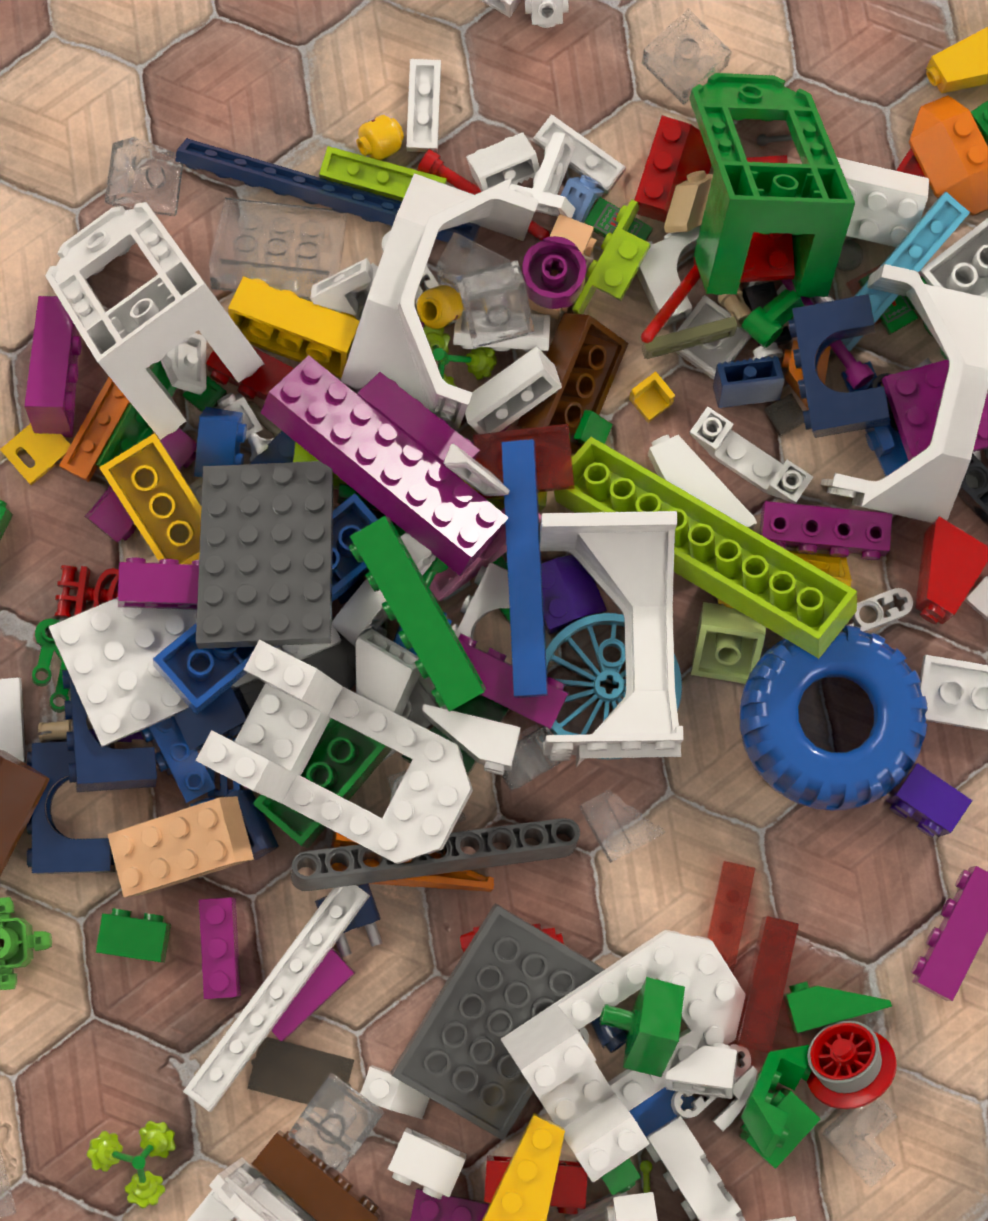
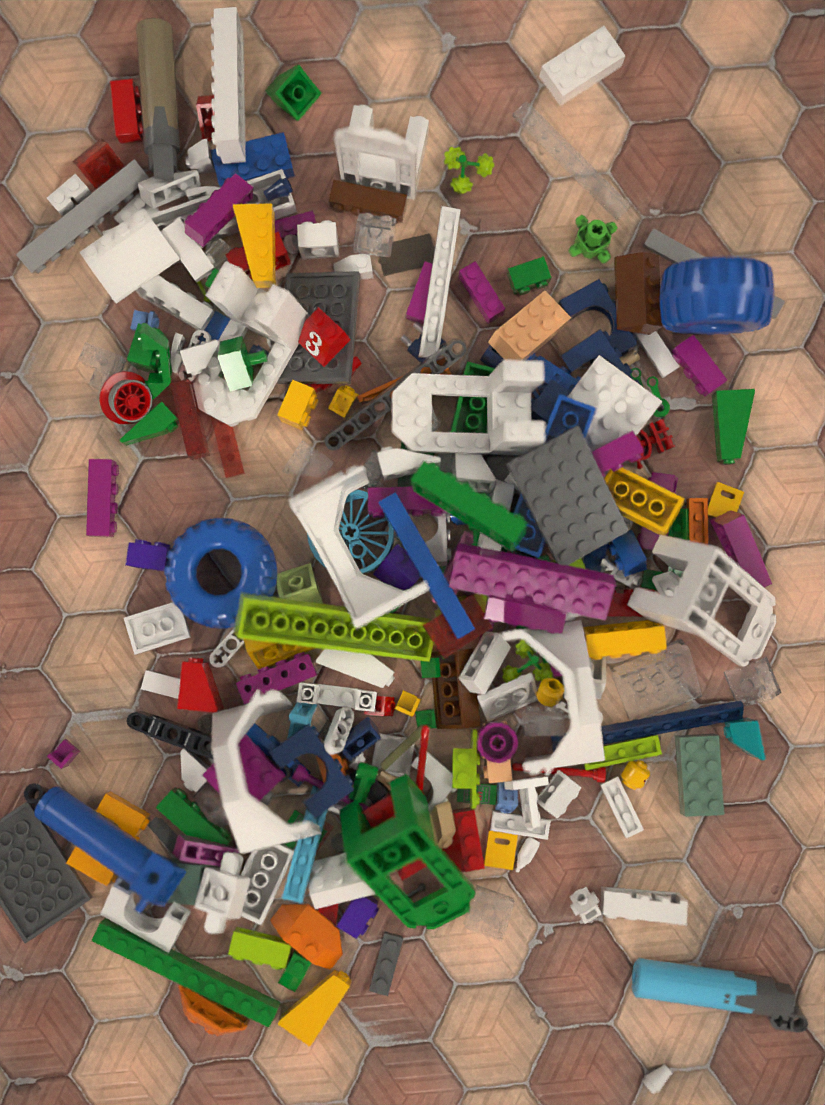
camera: 155 degrees right, 5 degrees up
(196, 110) = (746, 736): none -> teal slope
(291, 92) = (699, 775): none -> sand green brick
(337, 289) = (608, 671): white slope -> none
(470, 1183) = (291, 243): none -> white plate
(474, 473) = (480, 602): white slope -> none
(495, 304) = (519, 704): clear slope -> none
(501, 995) = (322, 337): none -> red slope
(518, 891) = (343, 400): none -> yellow bracket
(590, 111) = (527, 853): none -> white piece
(592, 916) = (297, 405): none -> yellow brick
(628, 128) = (499, 854): none -> yellow piece
(634, 364) = (426, 717): none -> green tile
(687, 410) = (384, 706): none -> red bracket
(762, 1180) = (144, 317): none -> medium blue bracket
(785, 391) = (333, 734): none -> white beam
(819, 452) = (300, 717): none -> medium azure bracket
(865, 64) = (386, 963): none -> dark grey plate
(875, 144) = (357, 914): none -> dark purple brick
(962, 516) = (205, 723): none -> clear smoke plate

